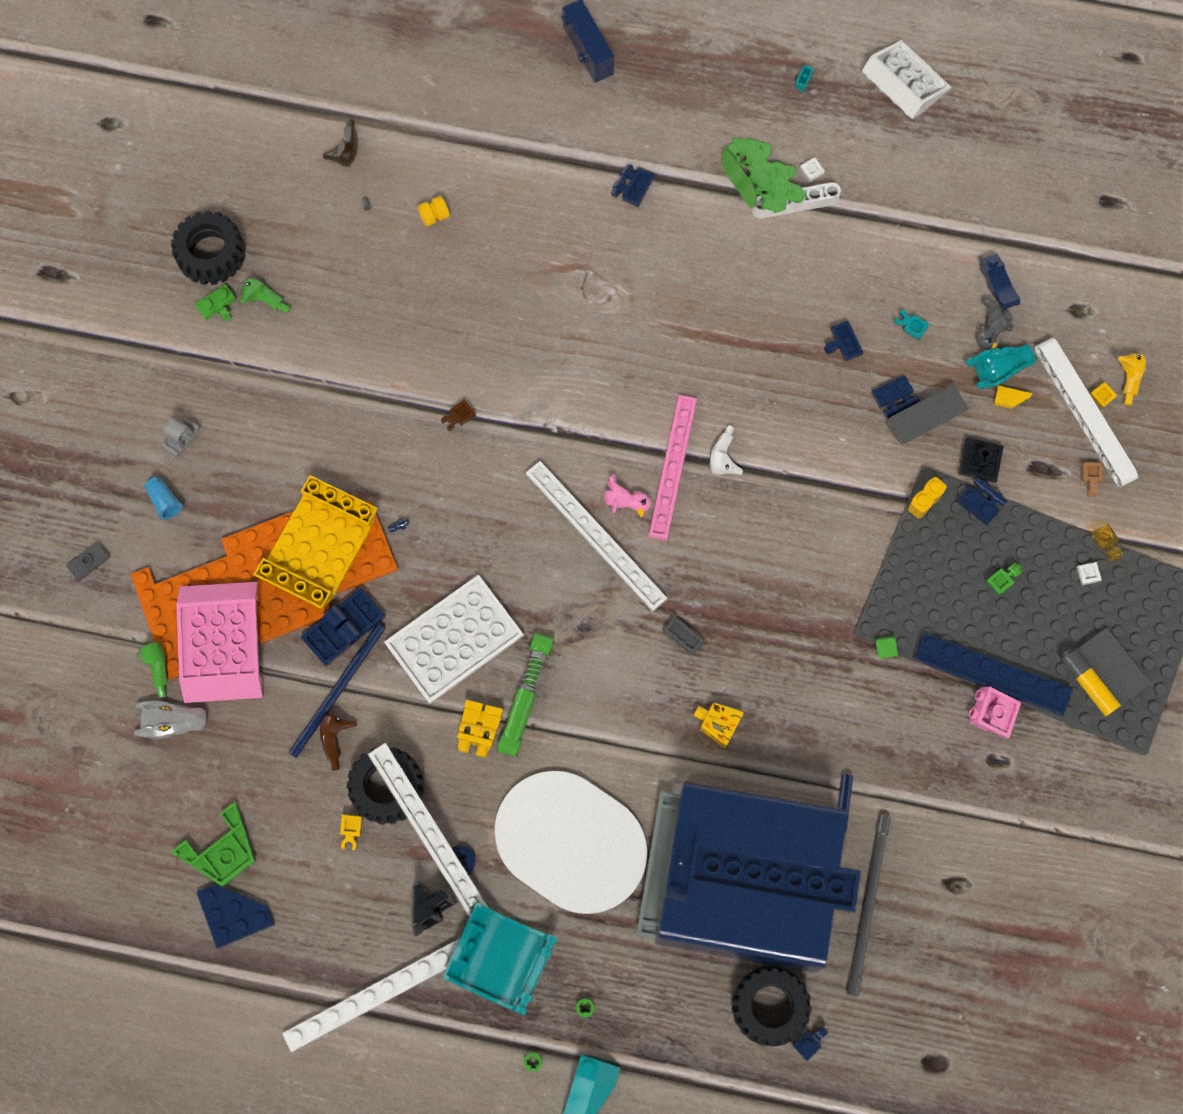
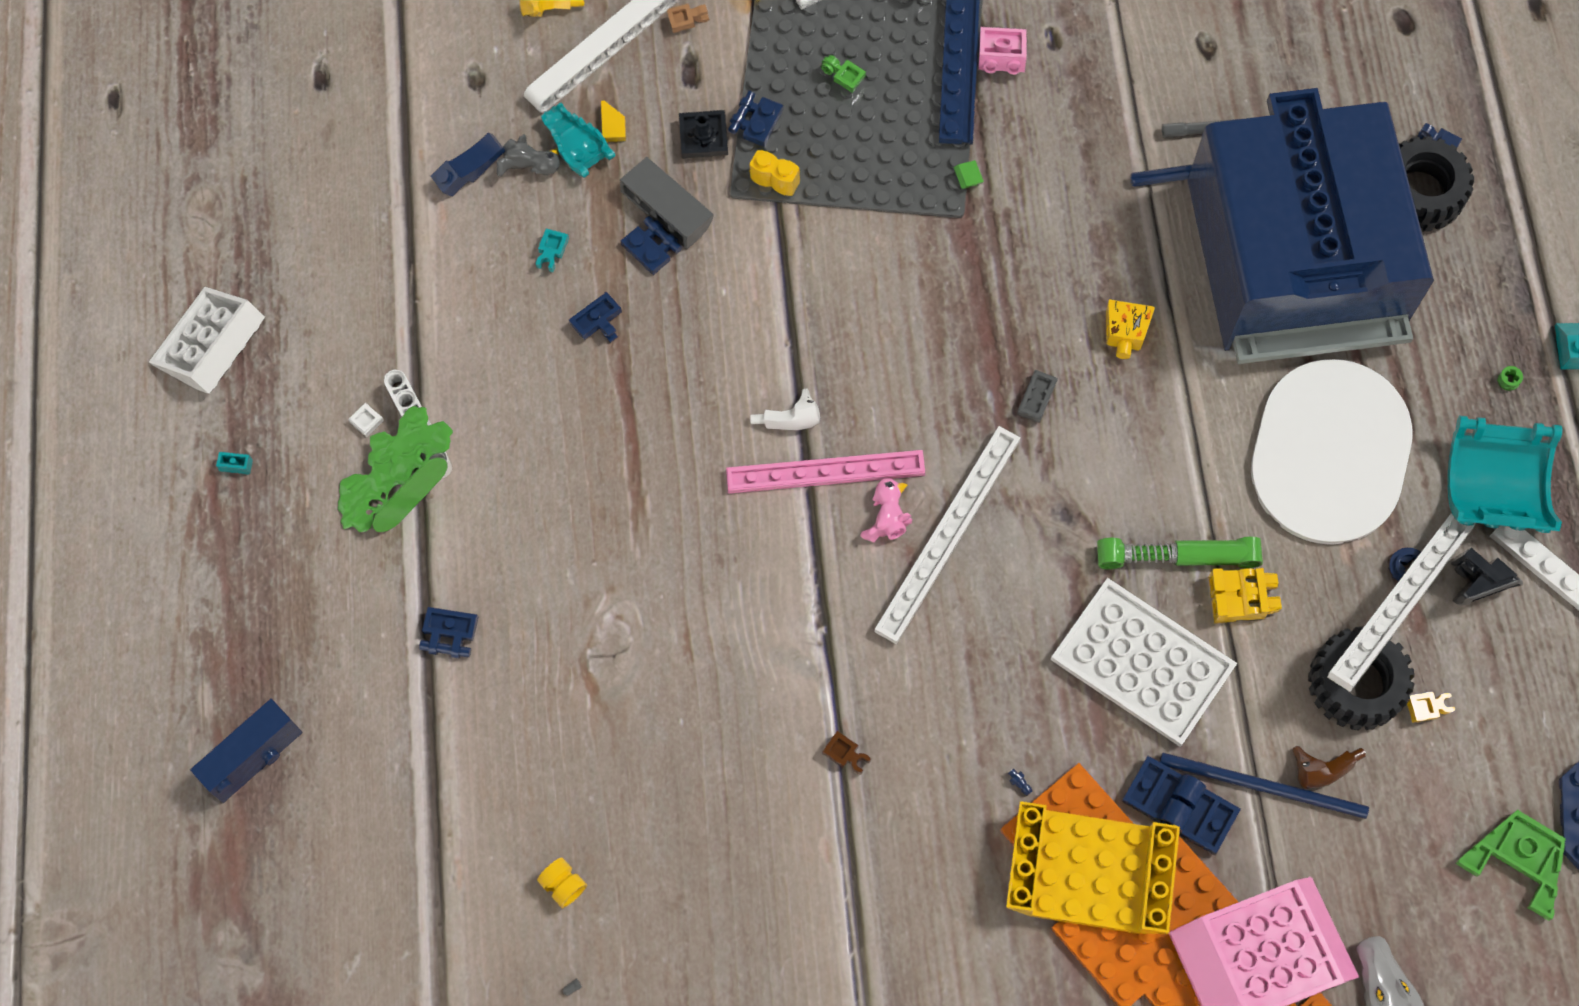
camera: 105 degrees left, 5 degrees down
(1103, 395) = (580, 27): yellow plate -> none

